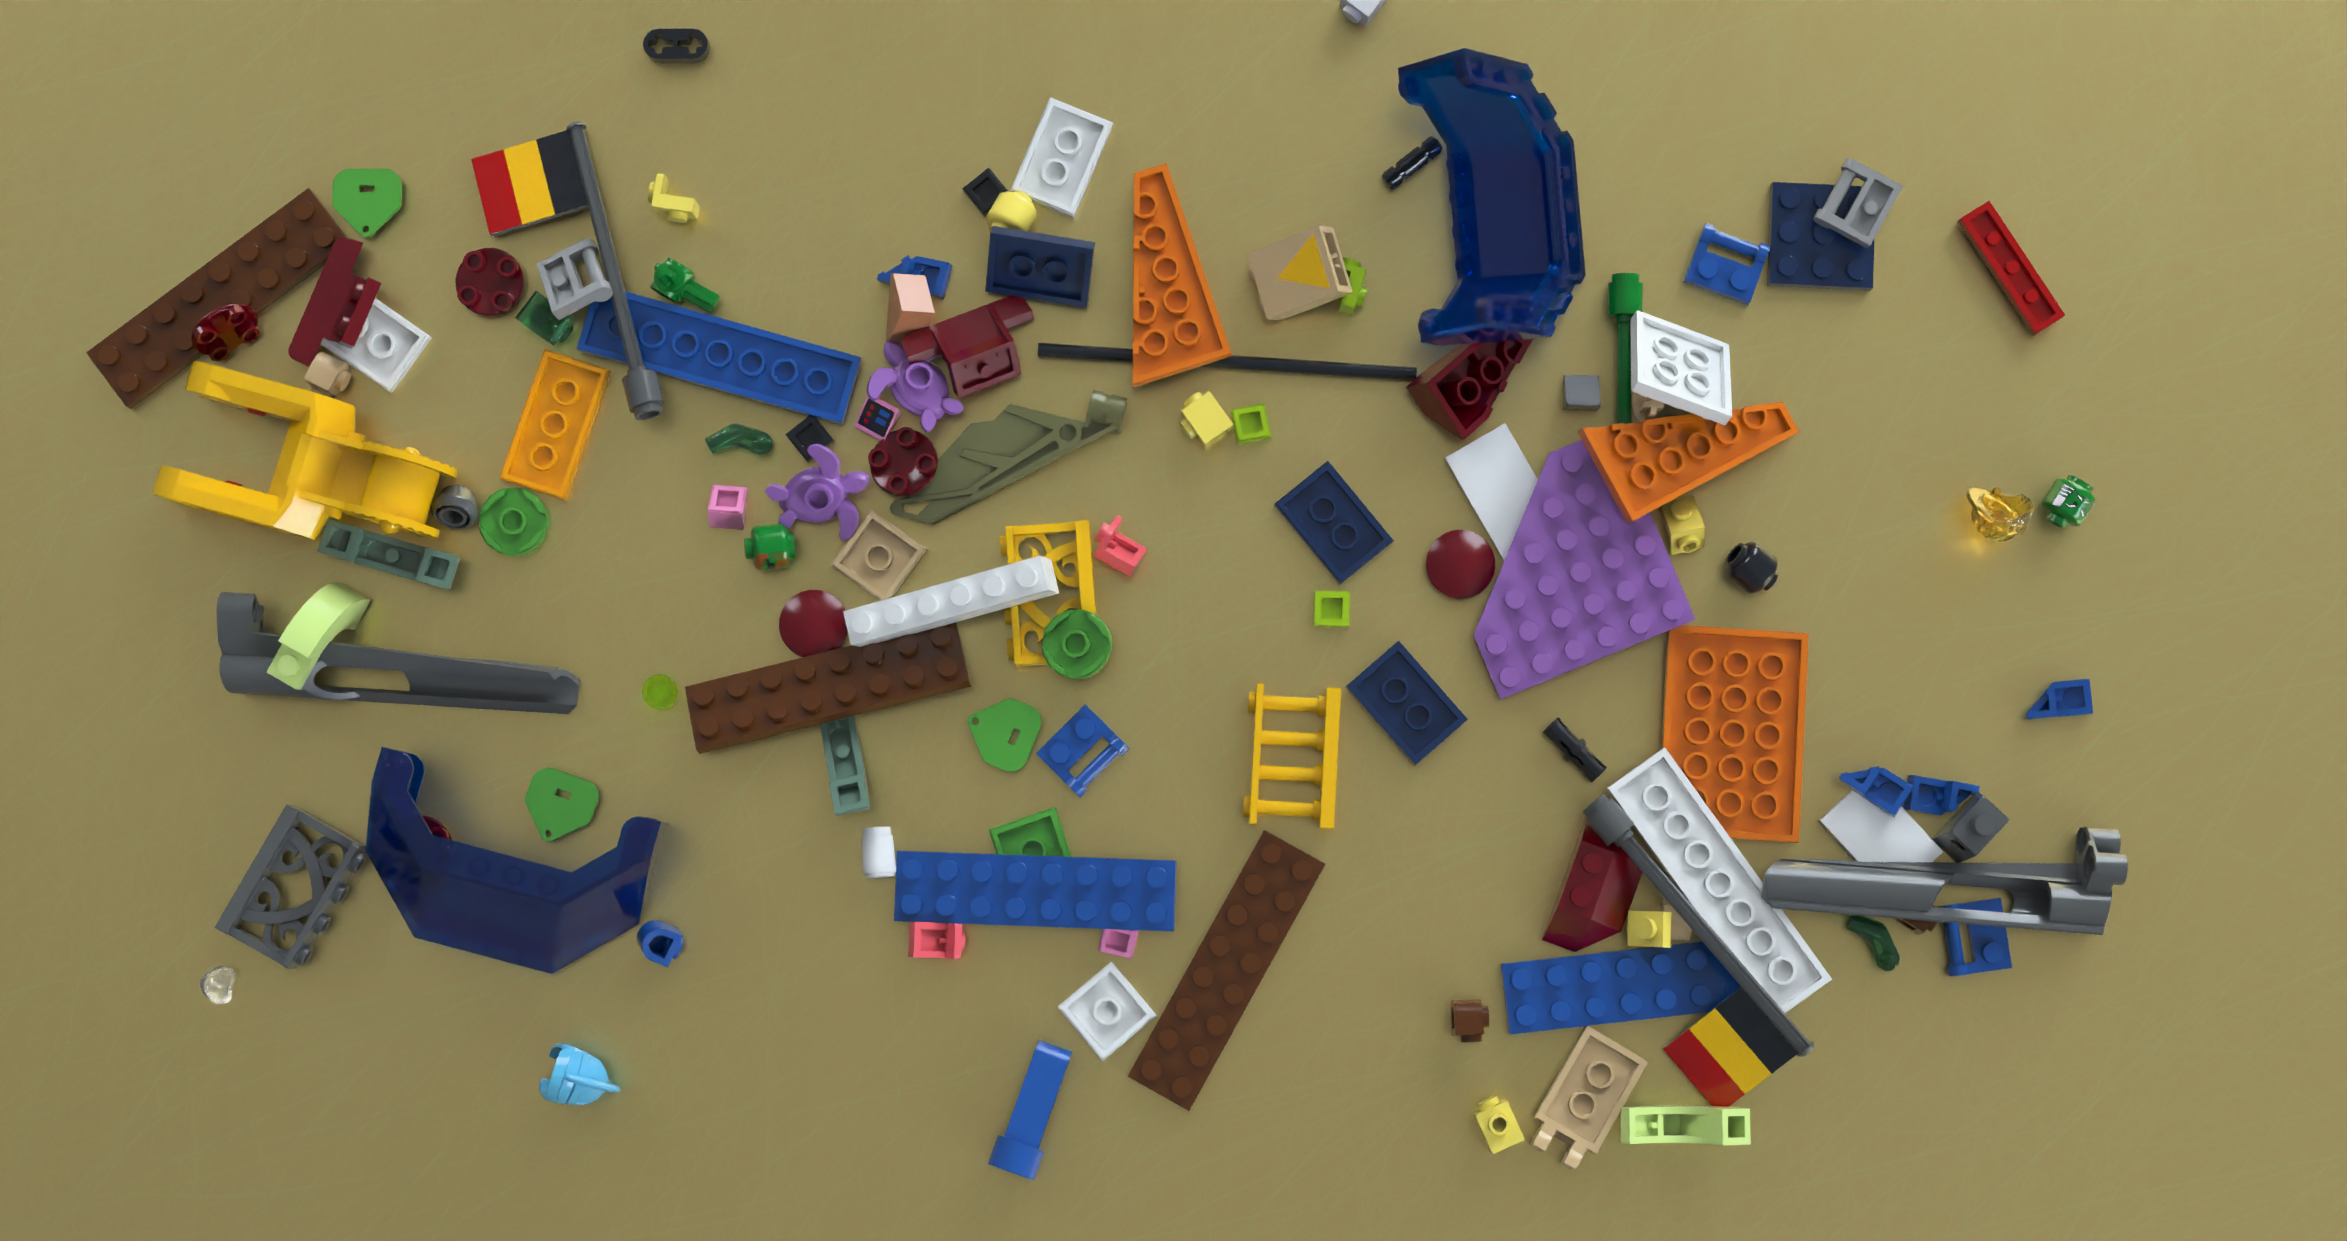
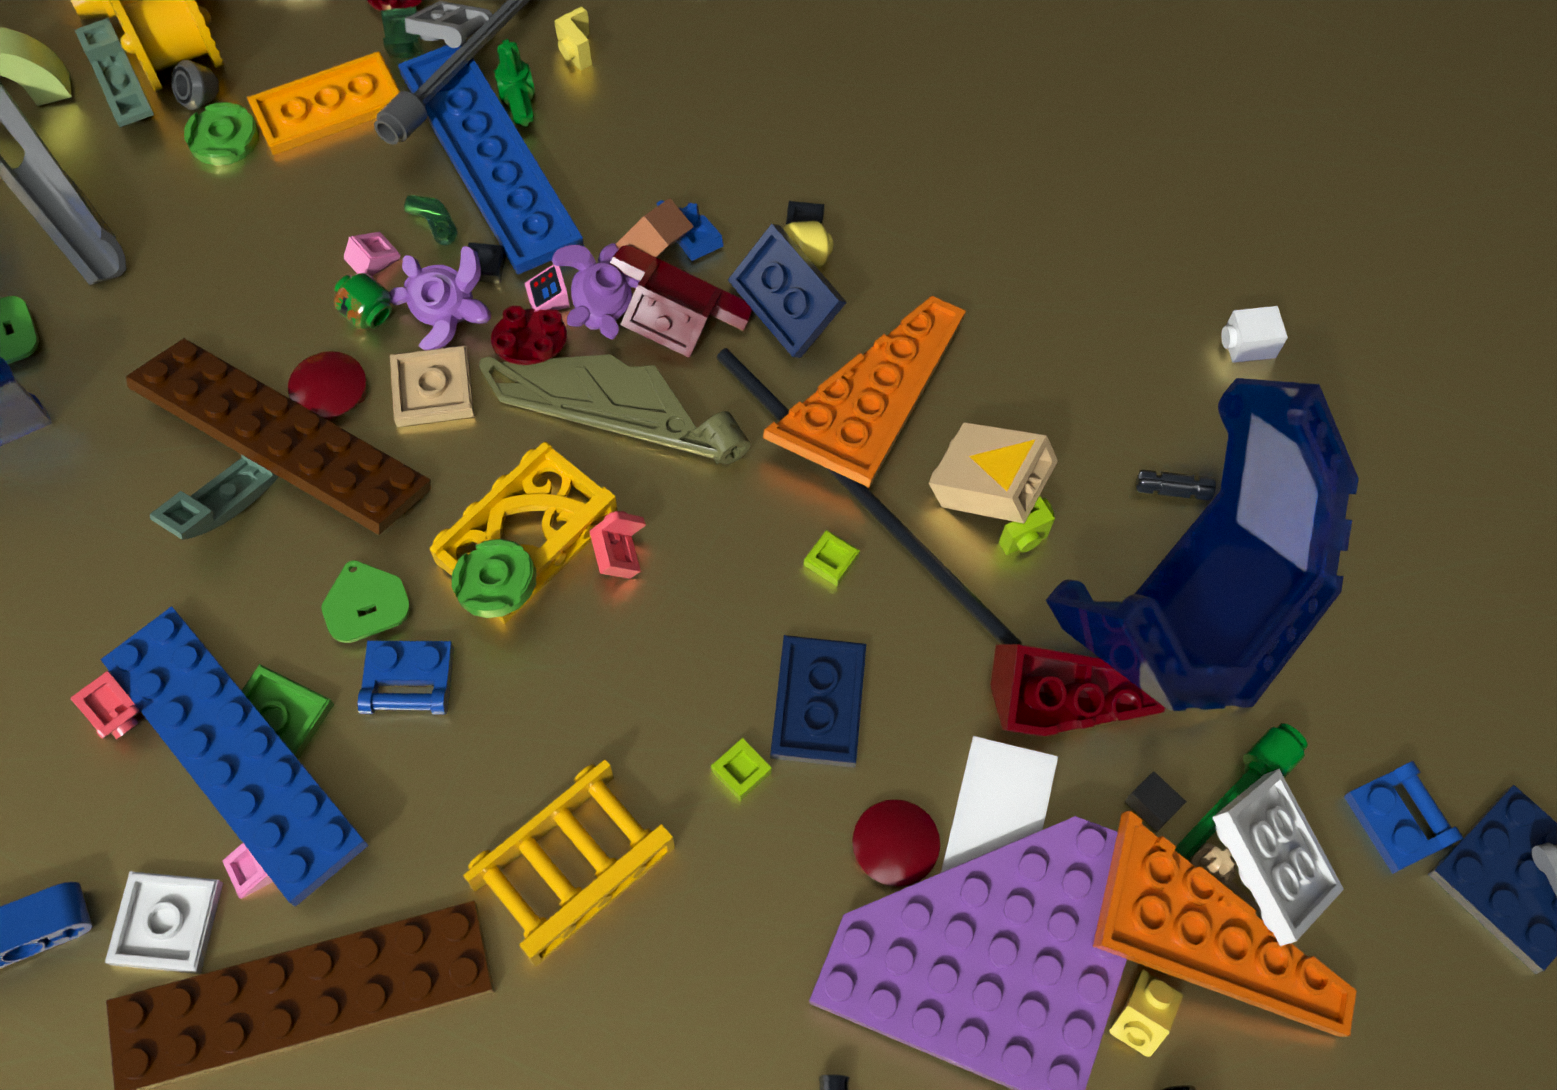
camera: 40 degrees right, 20 degrees down
(659, 691) = (163, 325): clear neon green plate -> none
(878, 853) = (157, 593): white piece -> none
(951, 601) = (440, 452): white brick -> none
(1062, 157) = (888, 247): white tile -> none
(1205, 419) = (796, 516): light yellow brick -> none
(1406, 703) = (719, 917): dark blue plate -> none

